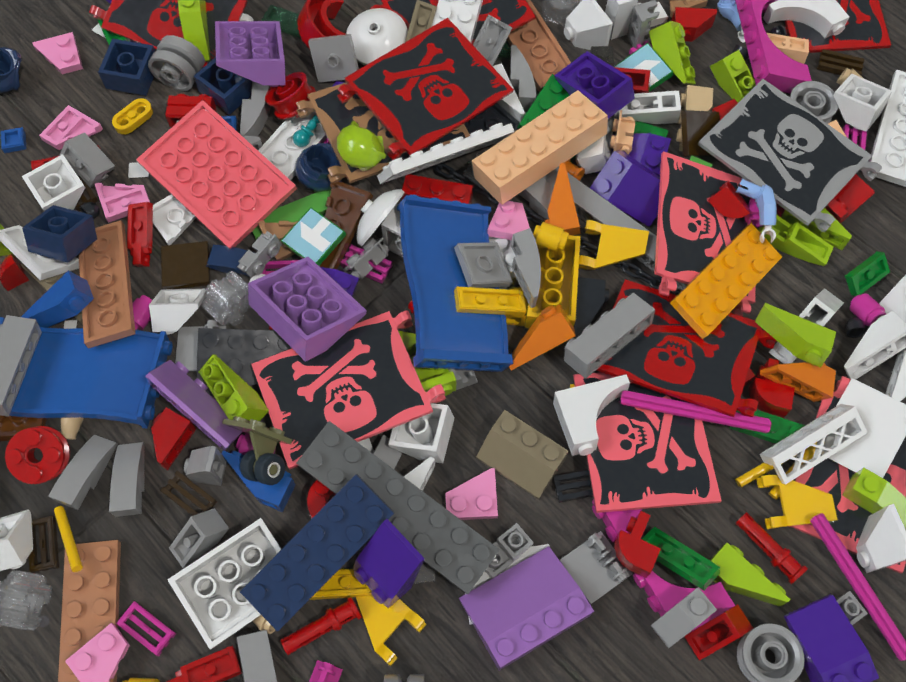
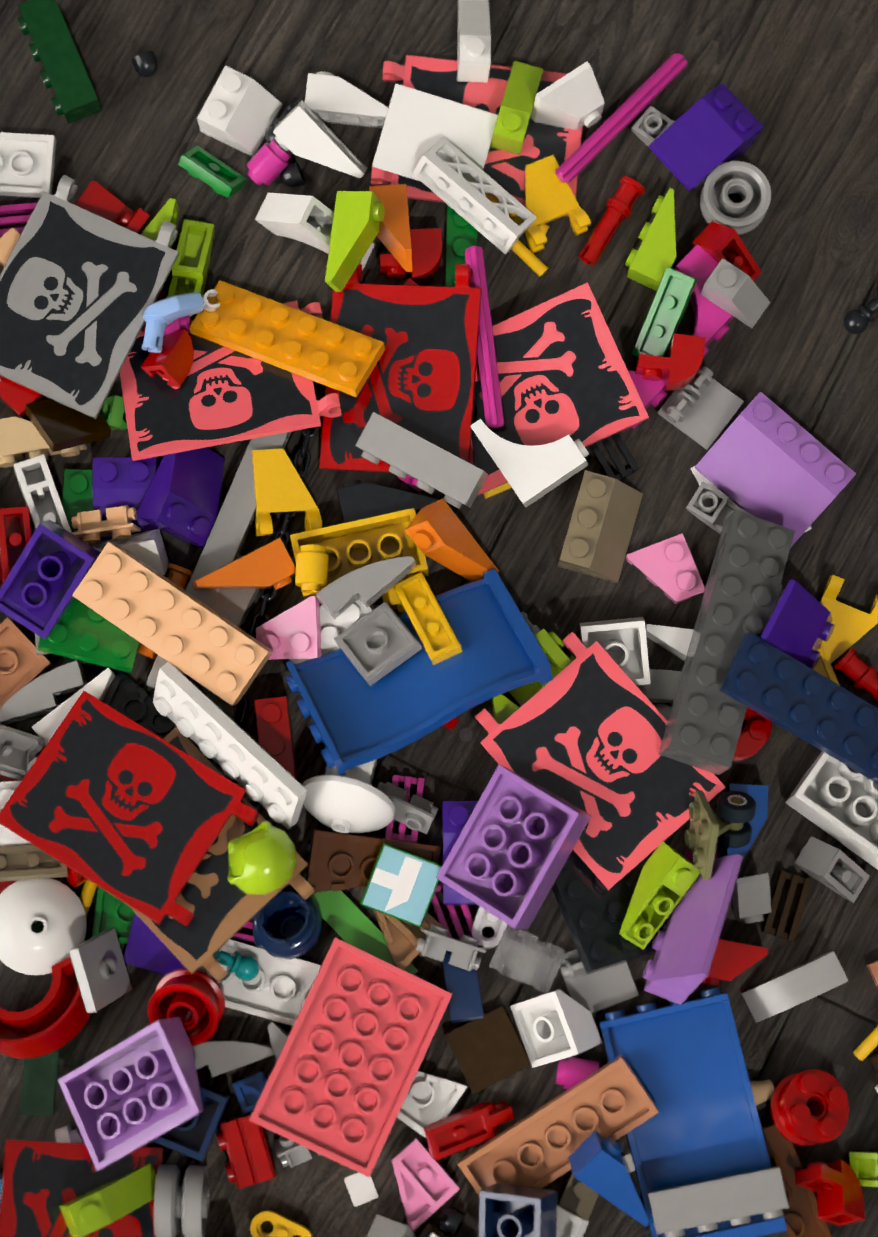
camera: 110 degrees left, 15 degrees up
(83, 472) = (805, 1044): light grey slope -> none

